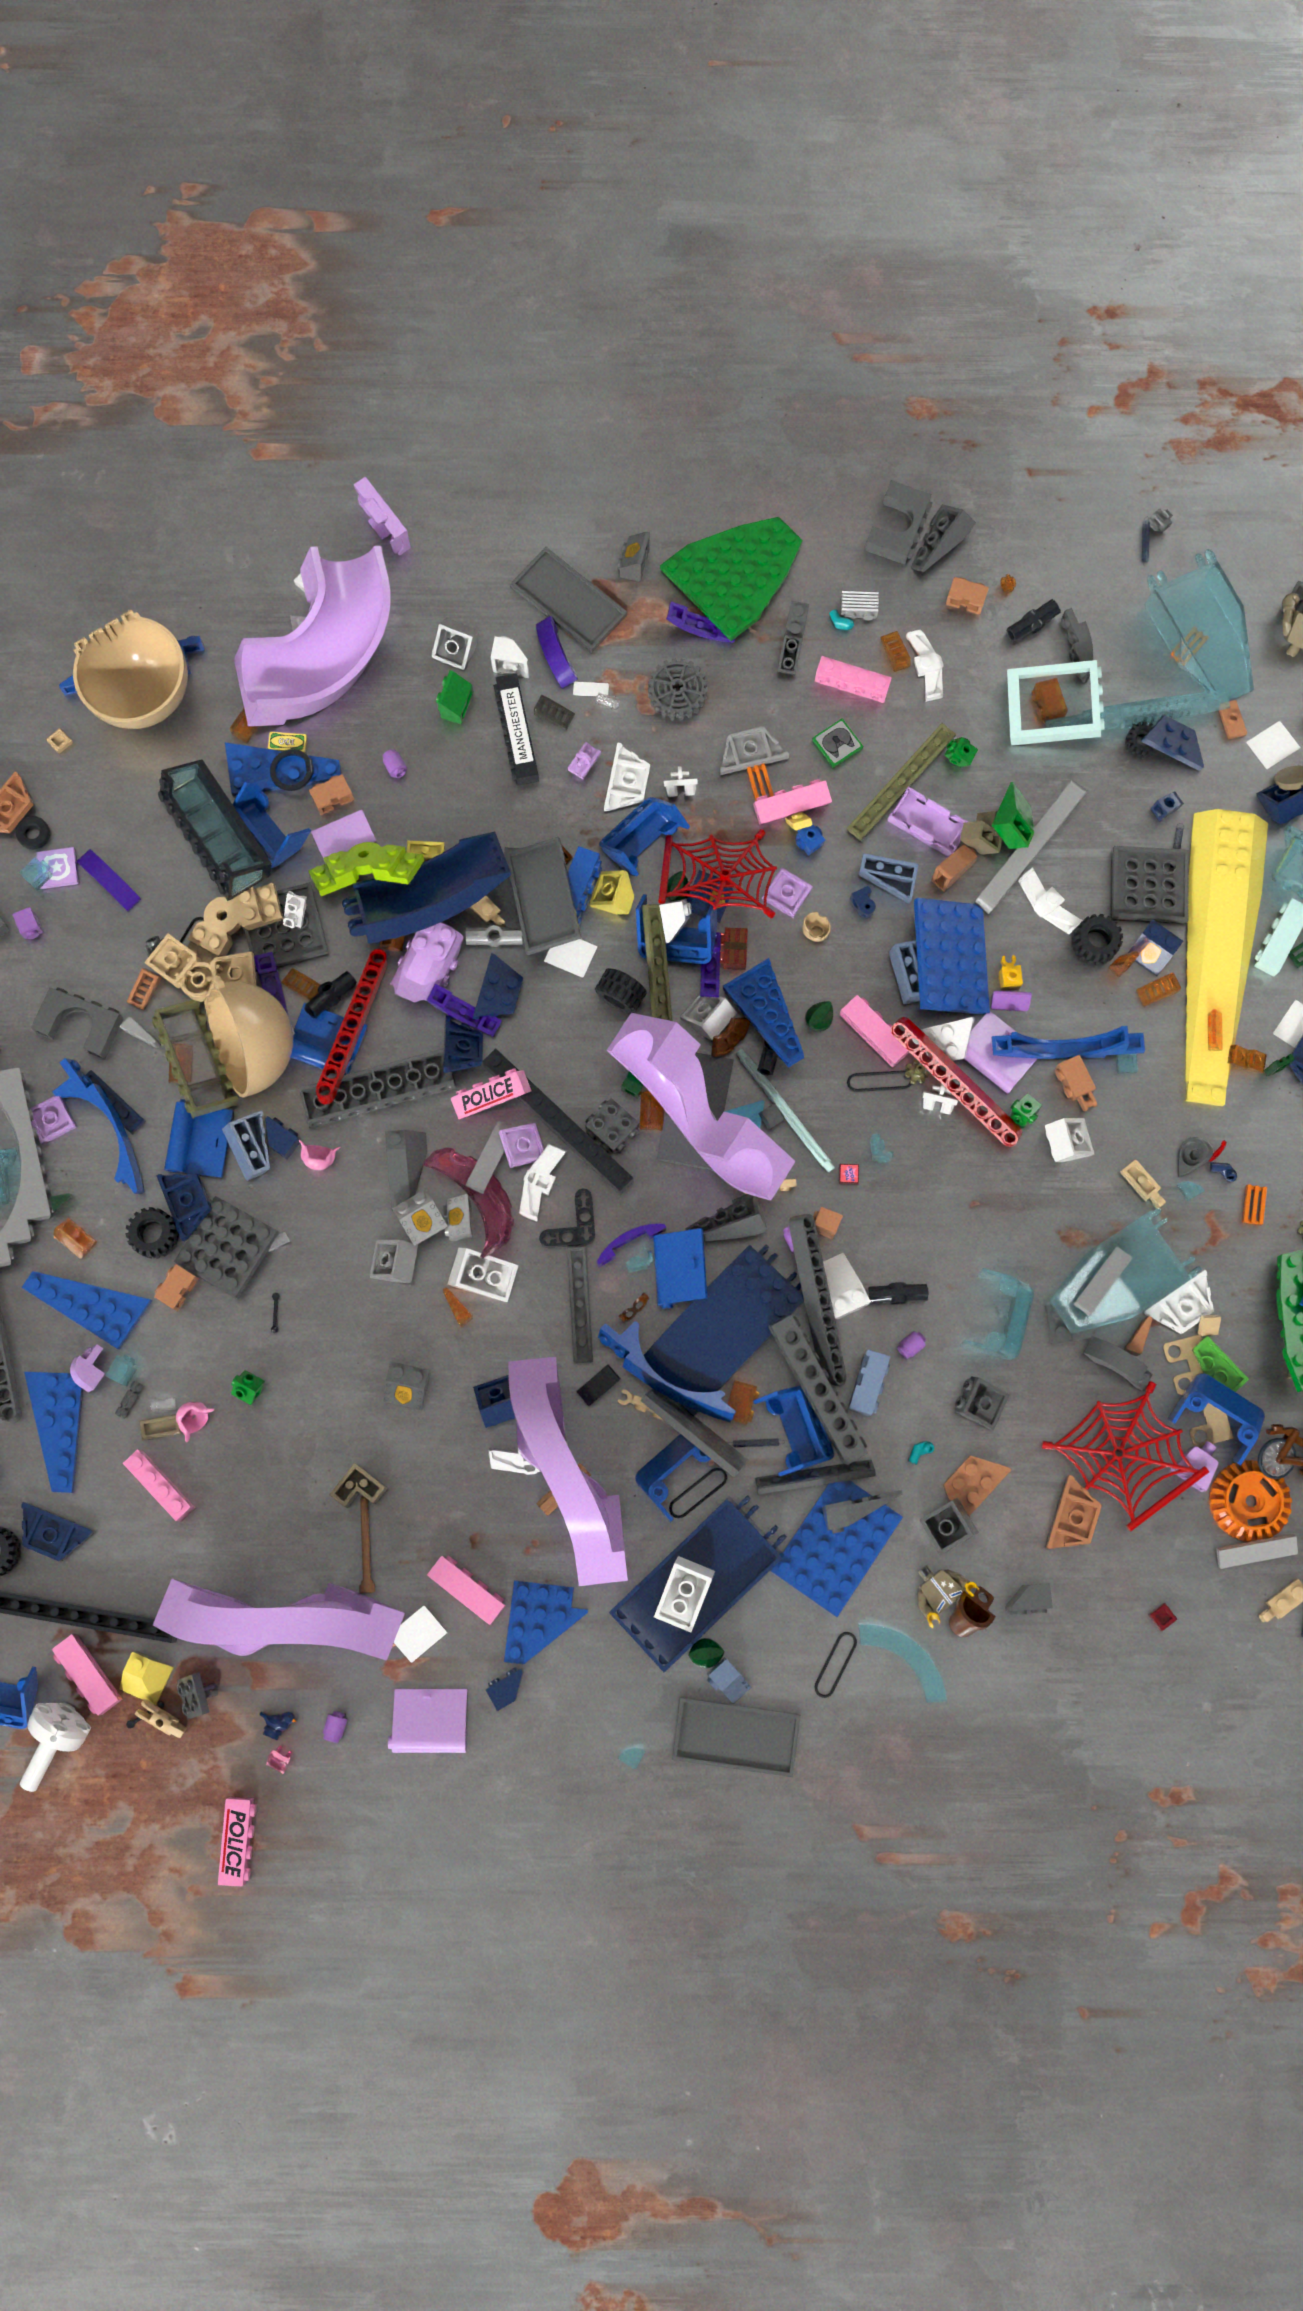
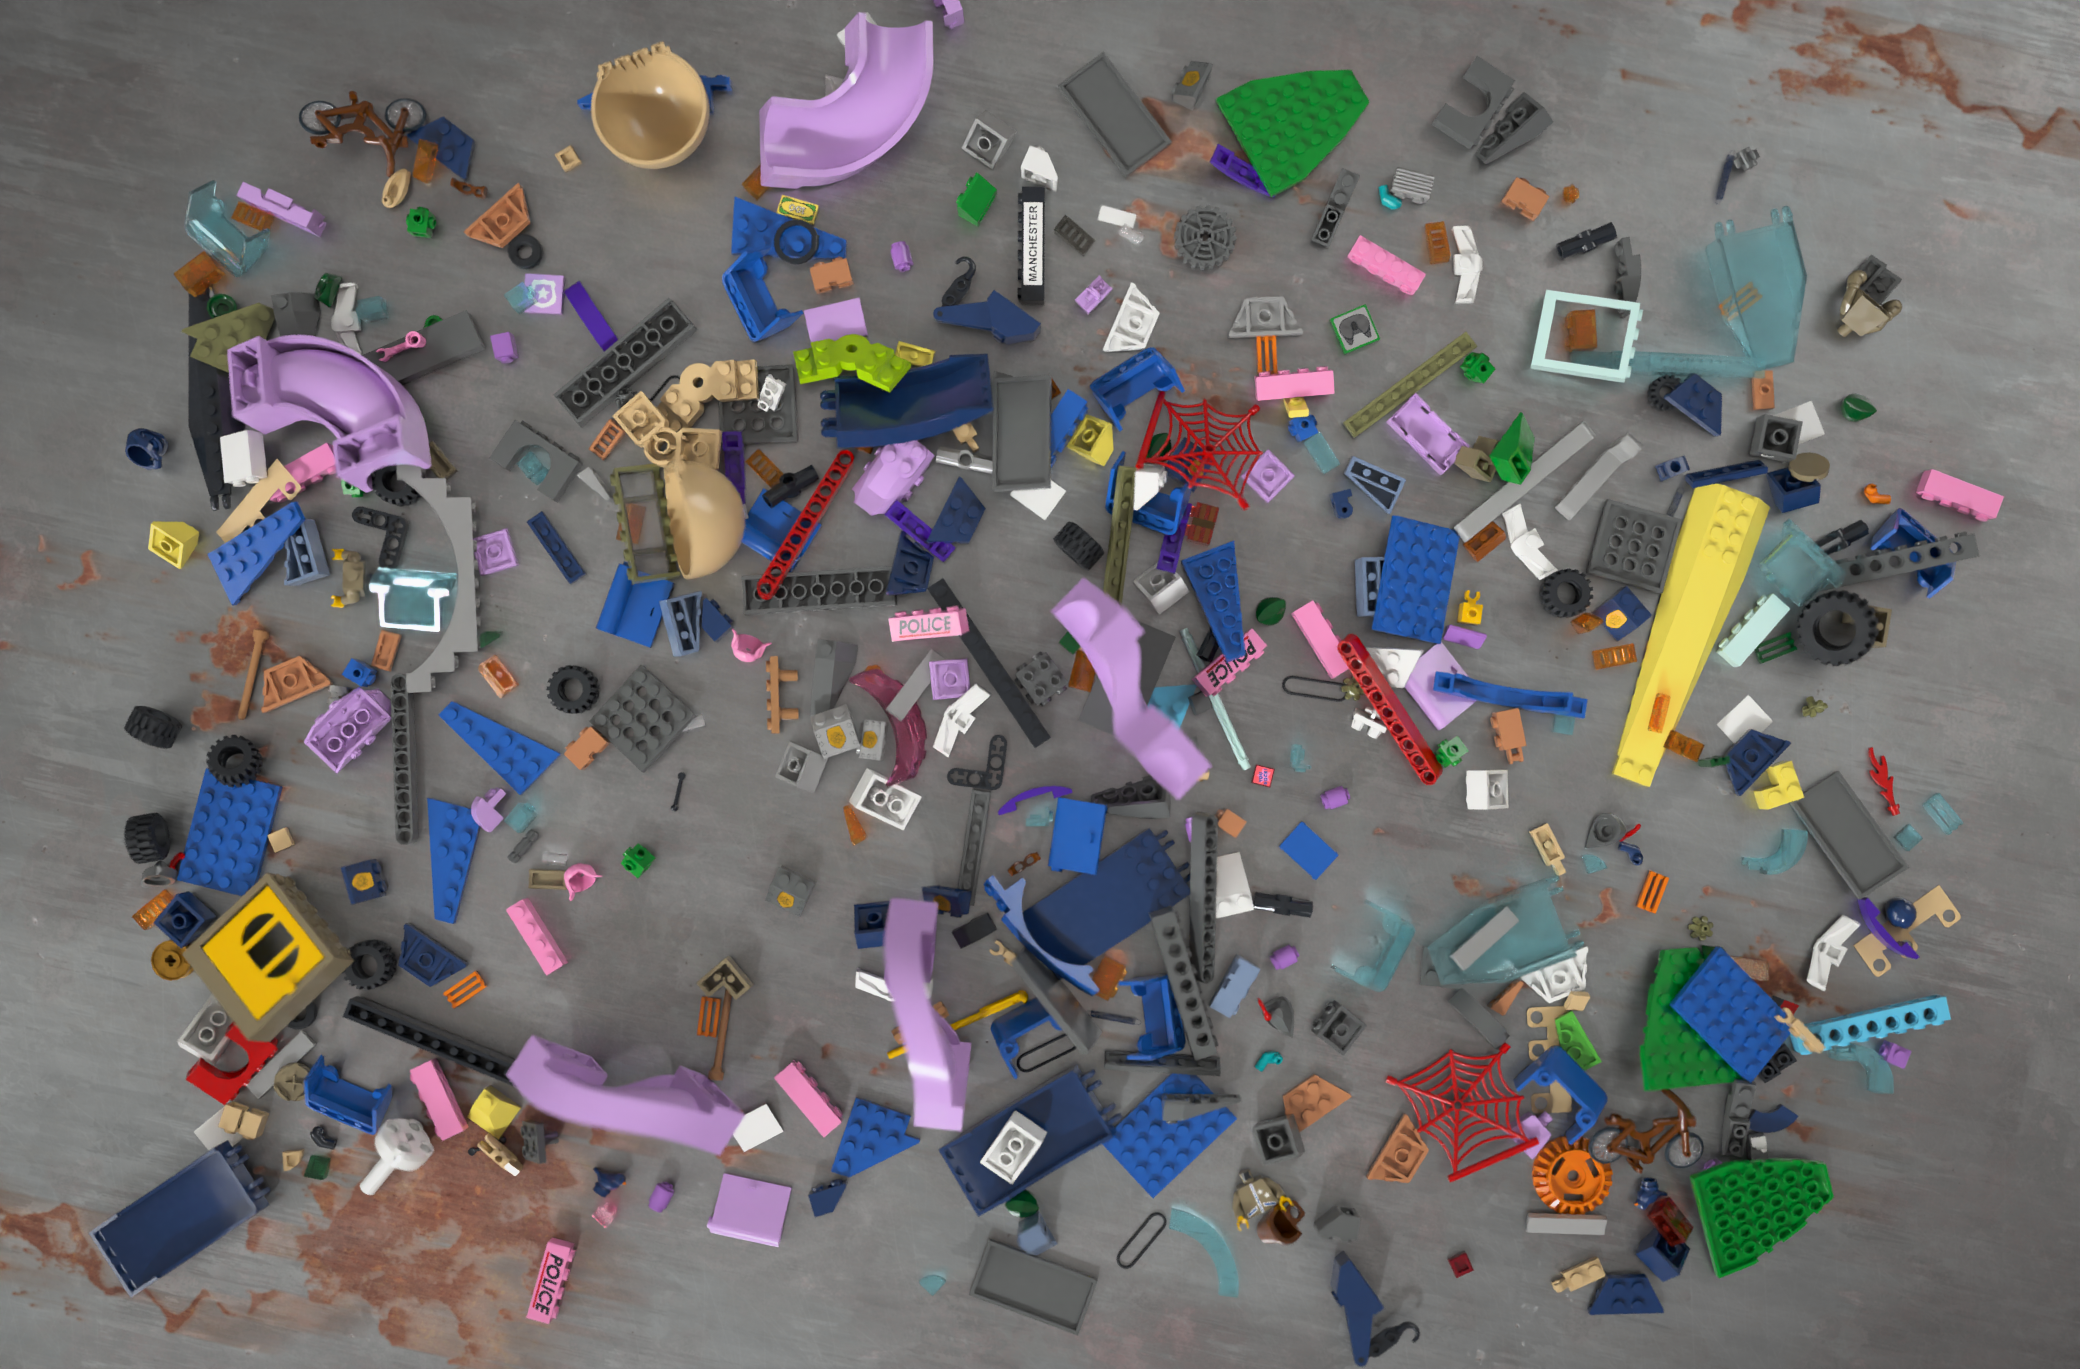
camera: 15 degrees right, 10 degrees up
(75, 1030) = (533, 468): none -> clear light blue bracket
(81, 1087) = (528, 529): blue slope -> none
(107, 1544) = (452, 998): none -> orange tile
(146, 915) = (625, 362): none -> dark grey tile
(185, 1200) = (611, 664): dark blue wing -> none
(213, 828) = (706, 289): window -> none
(348, 1528) = (701, 1016): none -> orange tile
(351, 1178) = (776, 677): none -> medium nougat plate
(497, 796) = (997, 314): none -> dark blue slope
(554, 652) = (1087, 170): dark purple slope -> none
(569, 1357) = (949, 899): none -> dark blue slope
(626, 1464) = (983, 1012): none -> yellow bar
(689, 784) = (1194, 341): white hips -> none
(730, 1037) = (1181, 611): dark orange tile -> none
(786, 1078) = (1220, 671): none -> bright pink brick
(816, 927) = (1288, 519): tan hair -> none
(833, 861) = (1321, 453): none -> clear light blue tile
(910, 1237) = (1308, 850): none -> blue piece
(920, 1403) = (1279, 1014): none -> dark grey piece
(924, 1179) = (1335, 797): none -> medium lavender brick
(954, 867) = (1442, 487): nougat slope -> none
(1008, 909) = (1485, 541): none -> dark orange slope
(1071, 1673) = (1360, 1305): none -> dark blue slope
(1099, 824) = (1617, 453): none -> light grey beam
(1218, 800) = (1726, 473): none -> dark blue tile
(1256, 758) = (1776, 438): none -> dark grey brick

